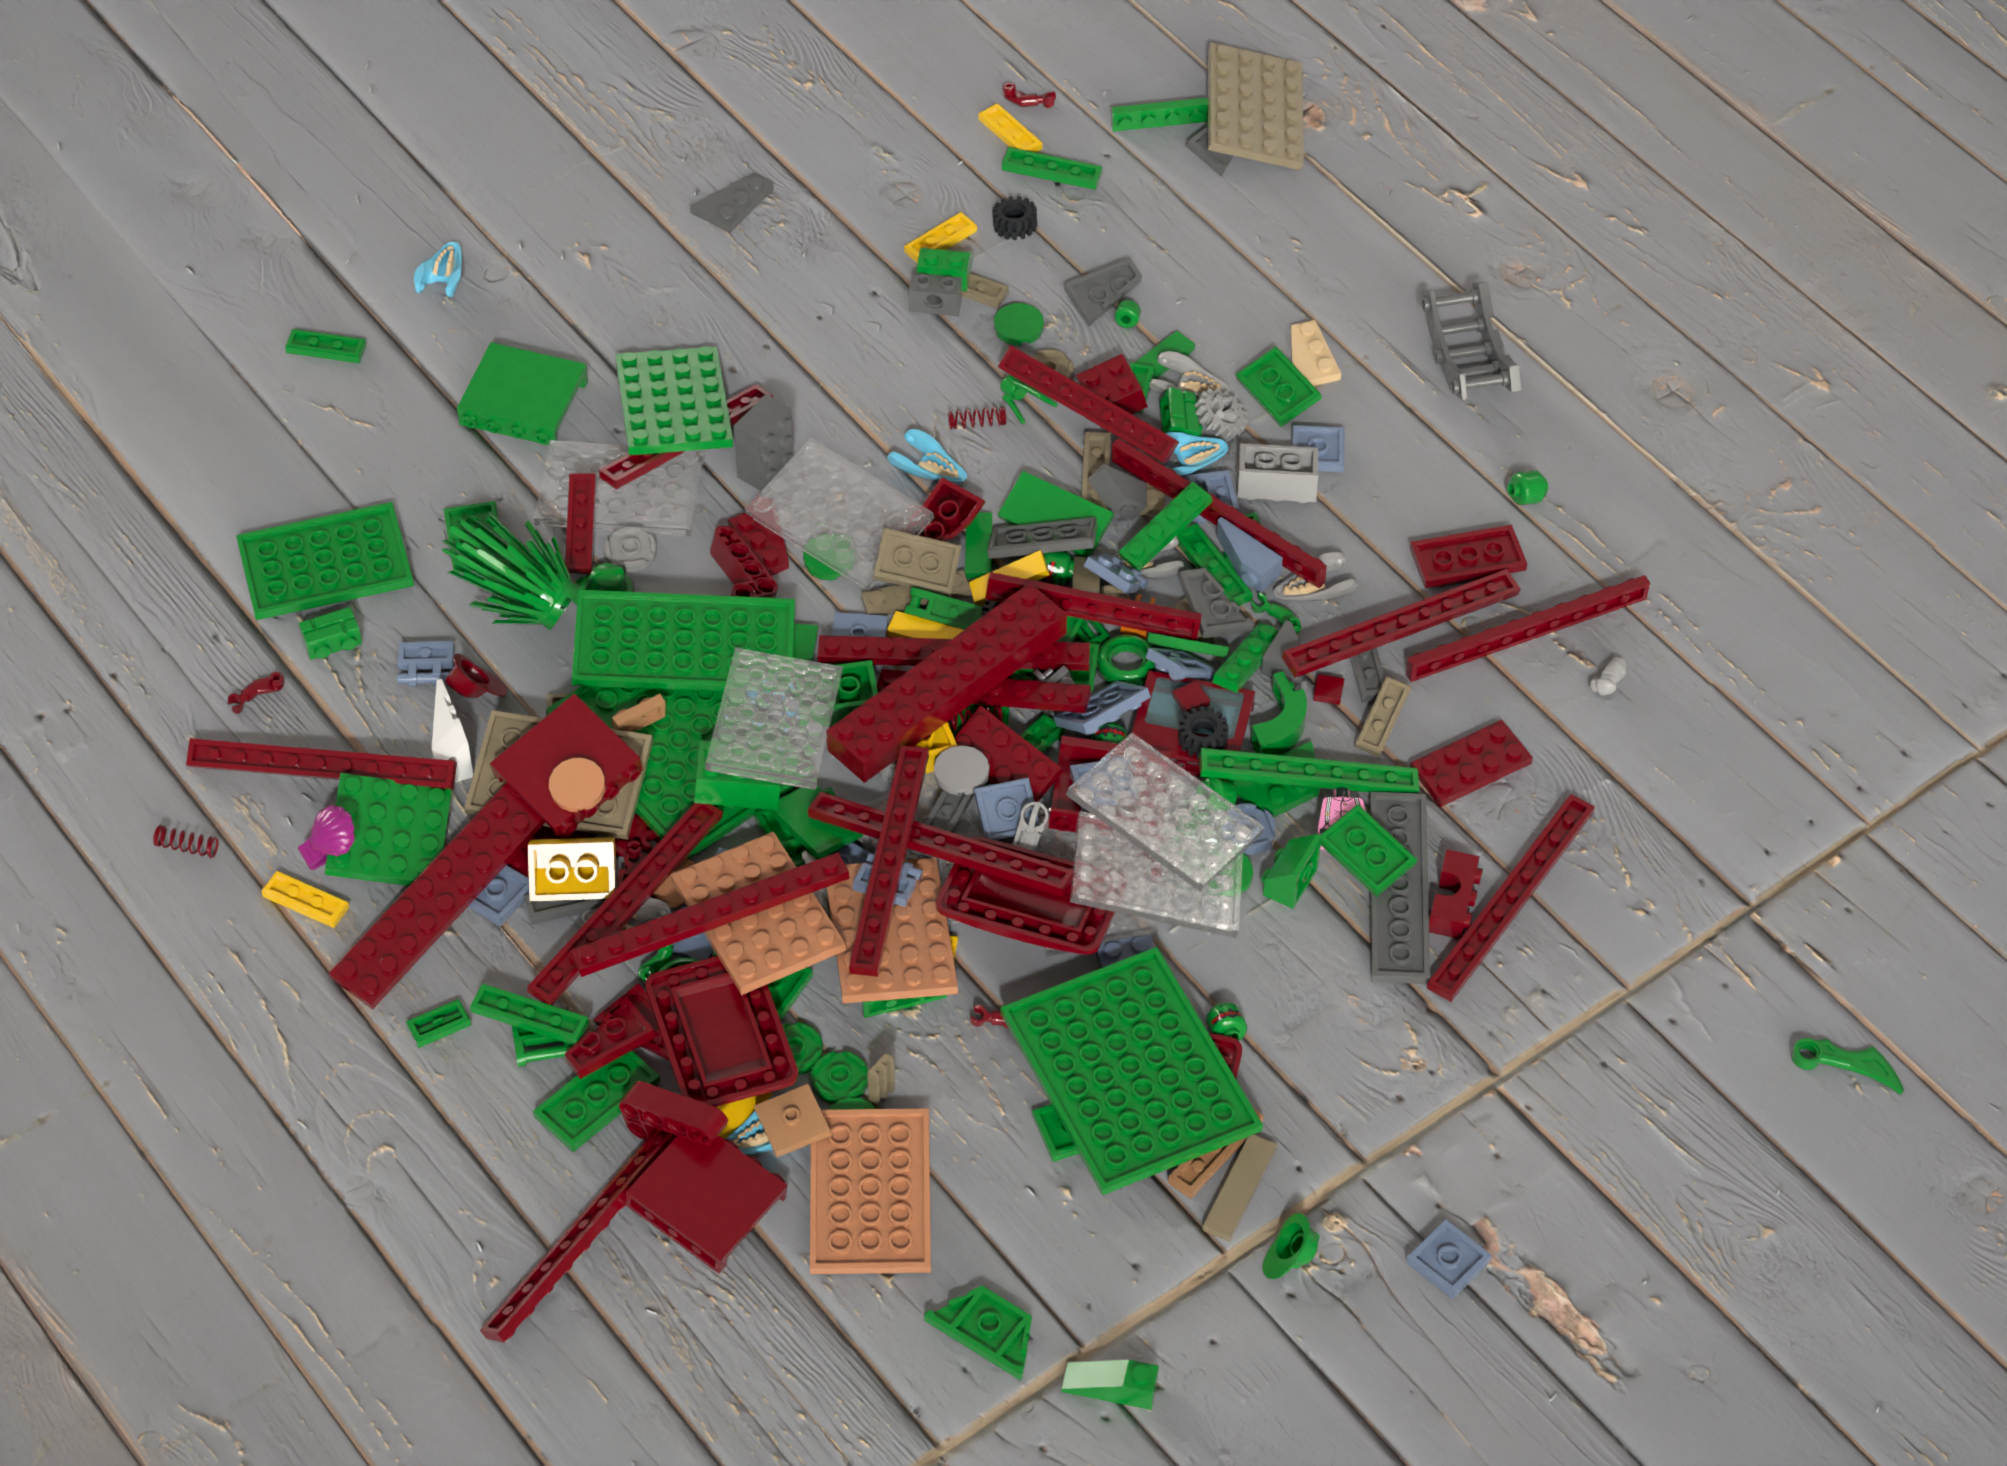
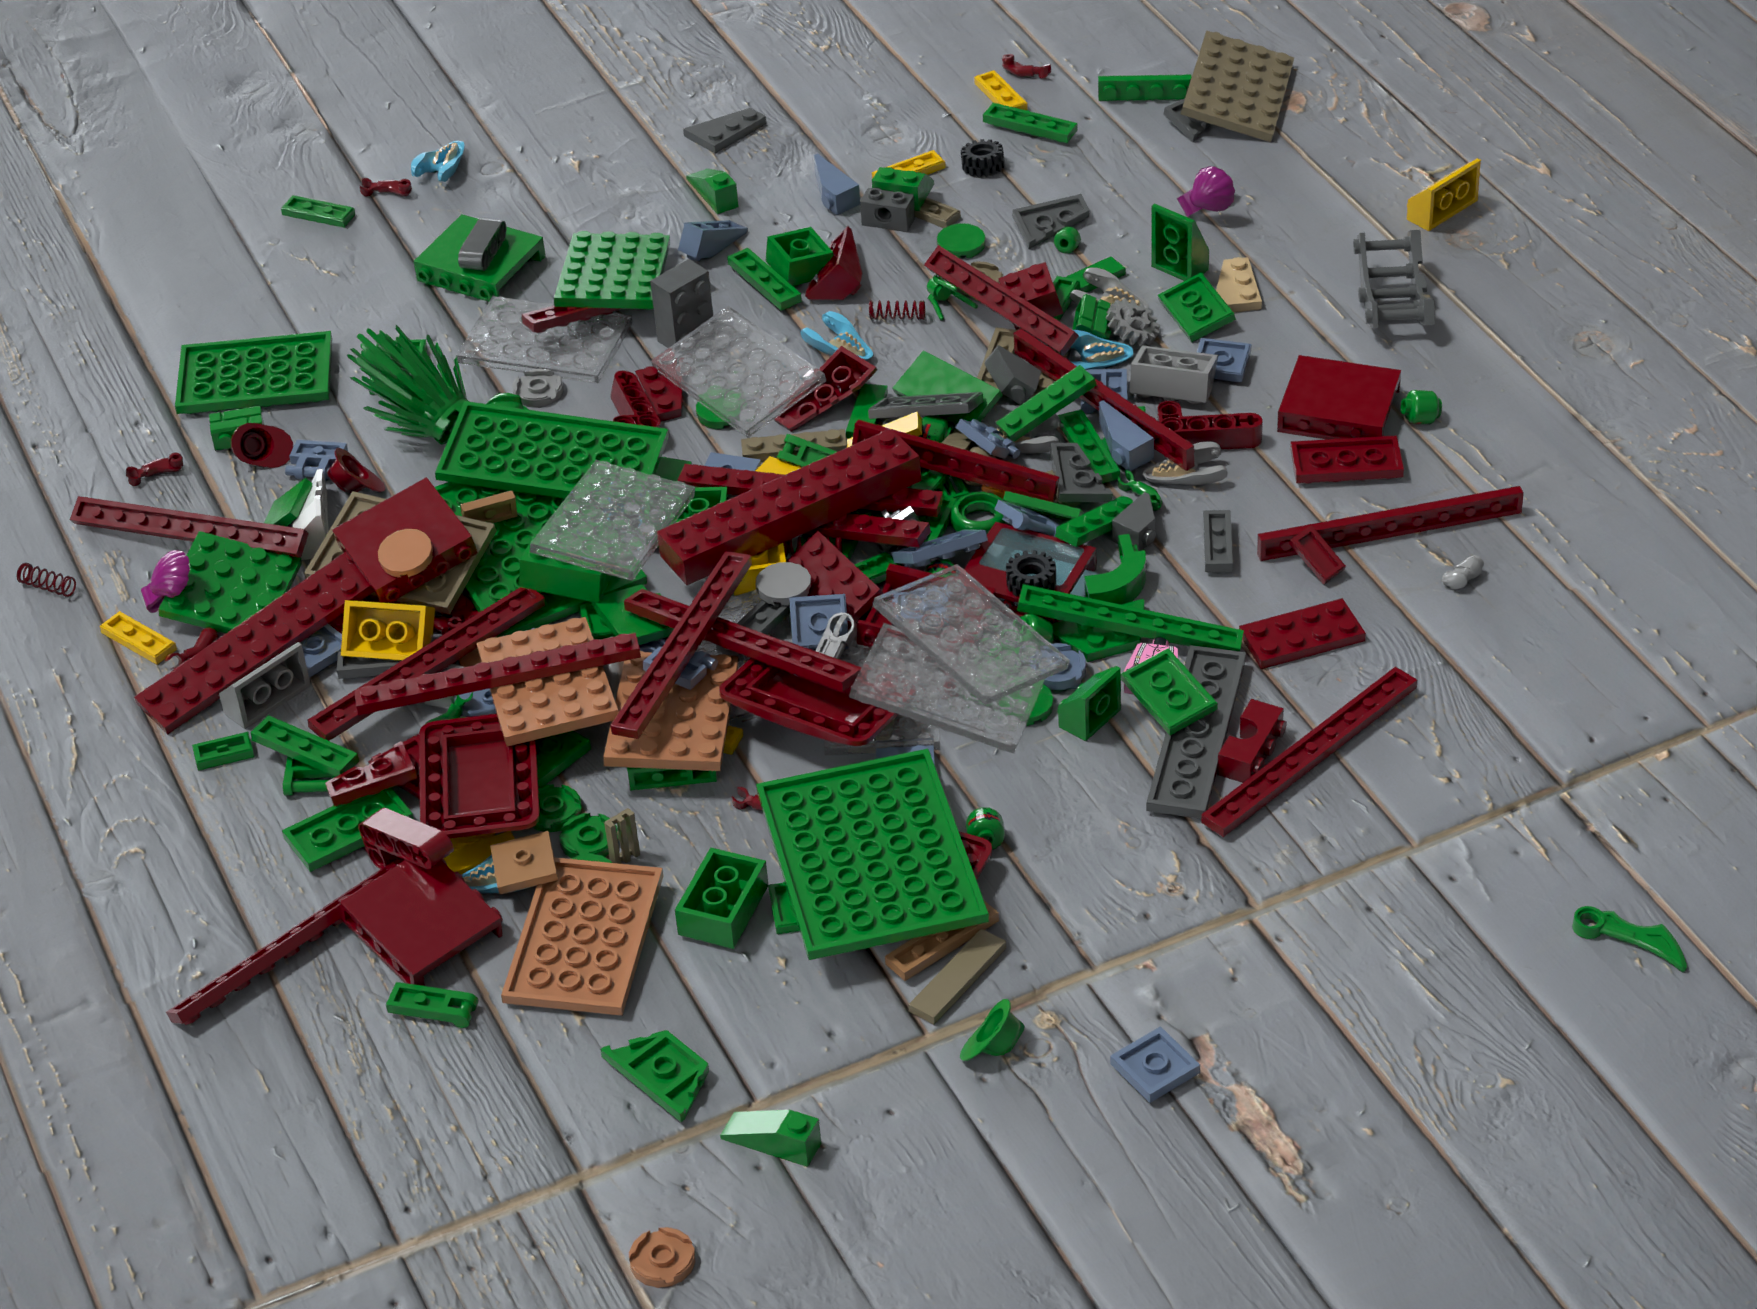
camera: 15 degrees right, 10 degrees down
(366, 654) = (261, 445): none -> dark red piece
(378, 905) = (206, 638): none -> dark red arm
(407, 308) = (400, 187): none -> dark red arm
(417, 729) = (289, 505): none -> green tile
(463, 945) = (266, 687): none -> light grey slope
(528, 382) = (482, 244): none -> dark grey beam
(580, 522) = (494, 358): dark red plate -> none
(742, 1285) = (432, 1003): none -> green plate
(745, 280) = (716, 189): none -> green slope
(759, 345) = (708, 237): none -> sand blue slope
(830, 391) = (764, 279): none -> green plate
(859, 362) = (797, 255): none -> green slope
(873, 271) = (836, 189): none -> sand blue slope
(904, 375) = (842, 272): none -> dark red wedge
(917, 562) = (797, 413): dark tan tile -> none
(995, 1134) = (721, 897): none -> green brick
(1191, 697) = (1029, 542): dark red tile -> none
(1247, 319) = (1177, 244): none -> green slope
(1260, 245) = (1210, 191): none -> magenta animal
(1329, 689) = (1175, 558): dark red tile -> none
(1330, 536) = (1226, 430): none -> dark red beam
(1383, 716) = (1221, 584): dark tan tile -> none
(1400, 623) = (1259, 505): dark red plate -> none
(1446, 487) = (1337, 399): none -> dark red panel
(1468, 673) = (1317, 554): none -> dark red tile
(1494, 228) = (1445, 197): none -> yellow slope

